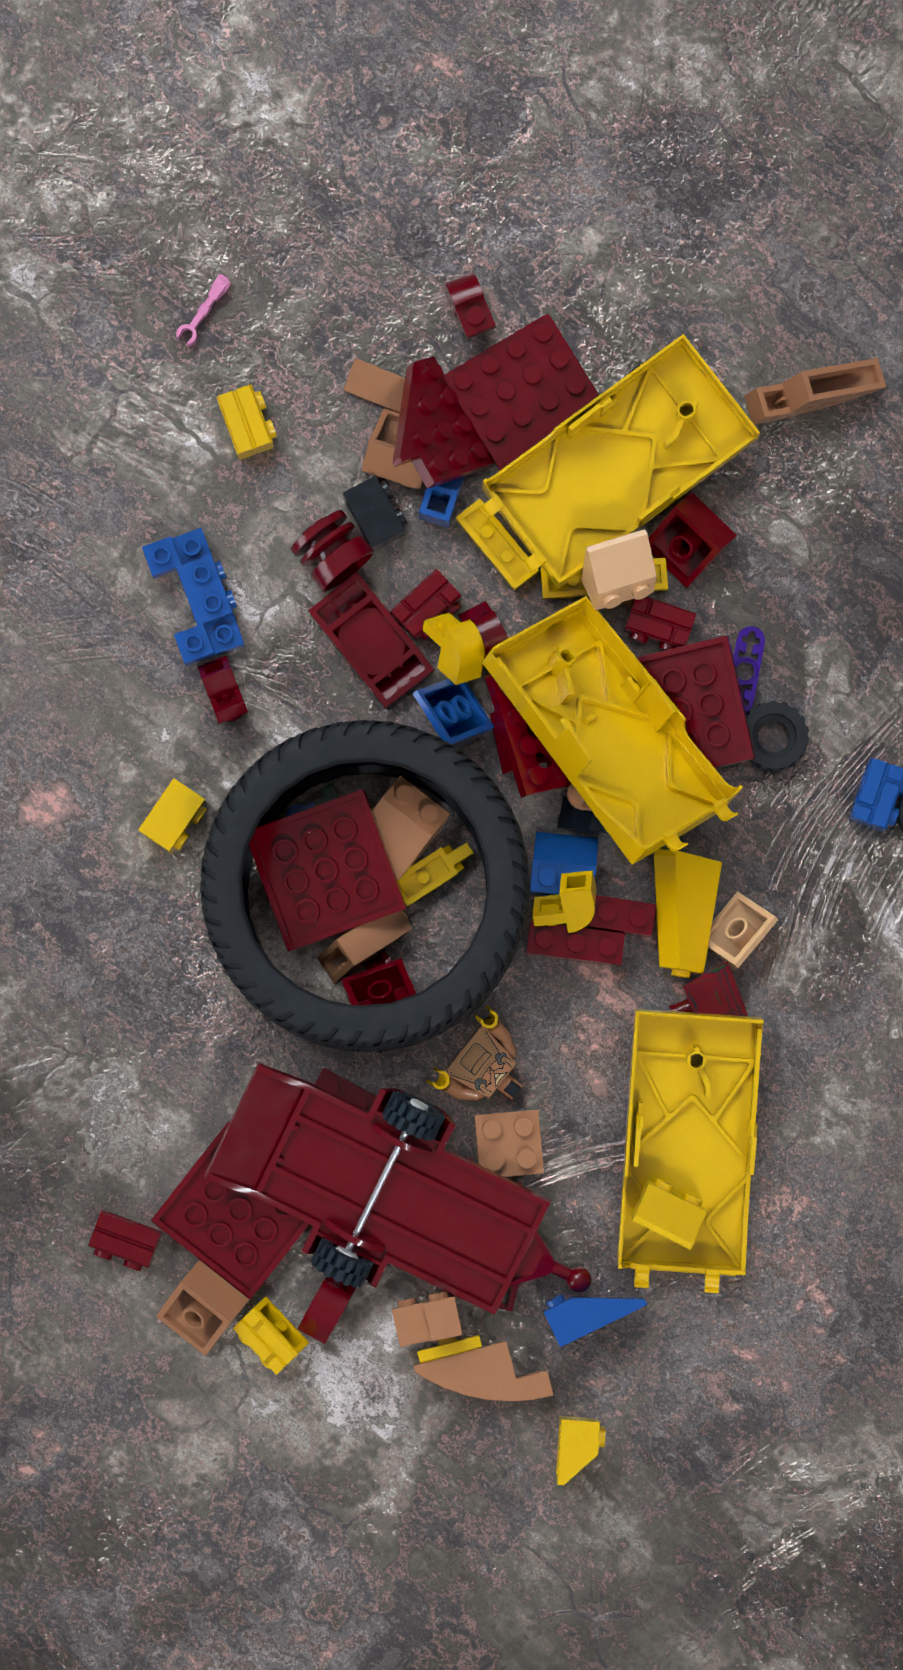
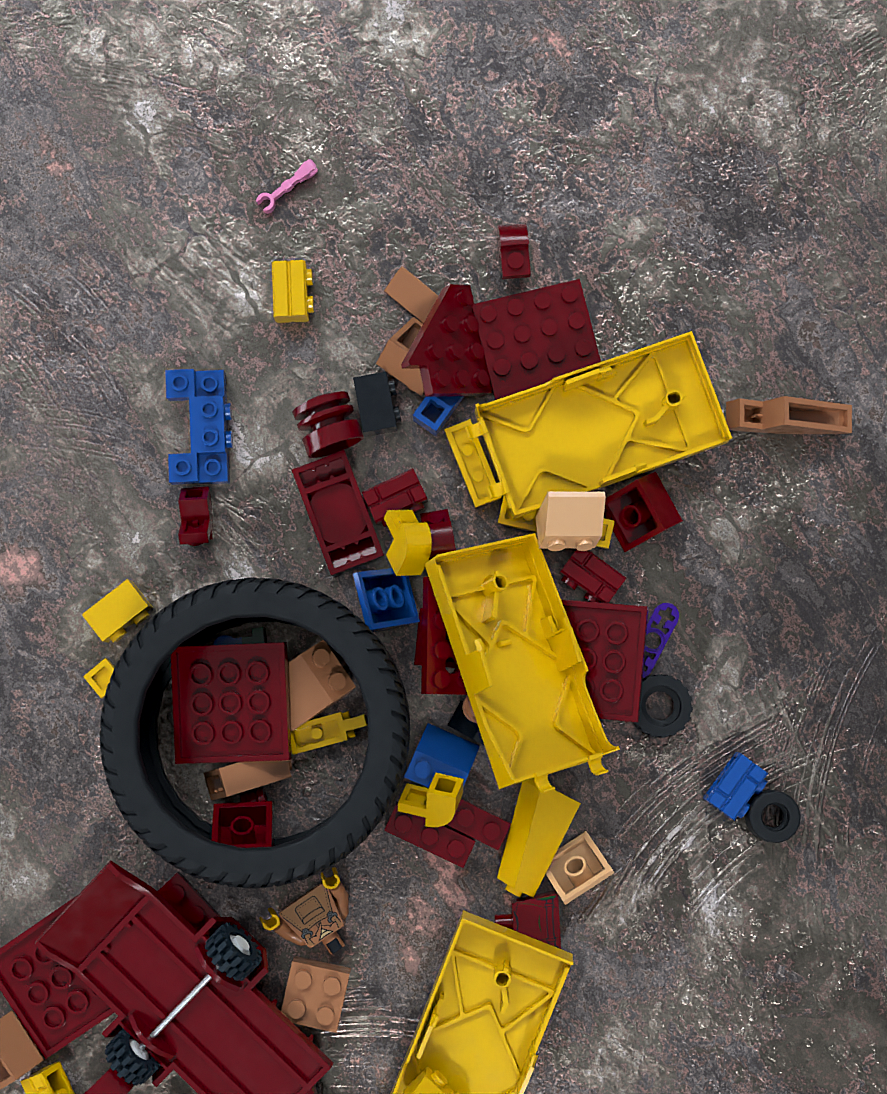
camera: 15 degrees right, 0 degrees up
(180, 891) = (100, 677): none -> yellow plate

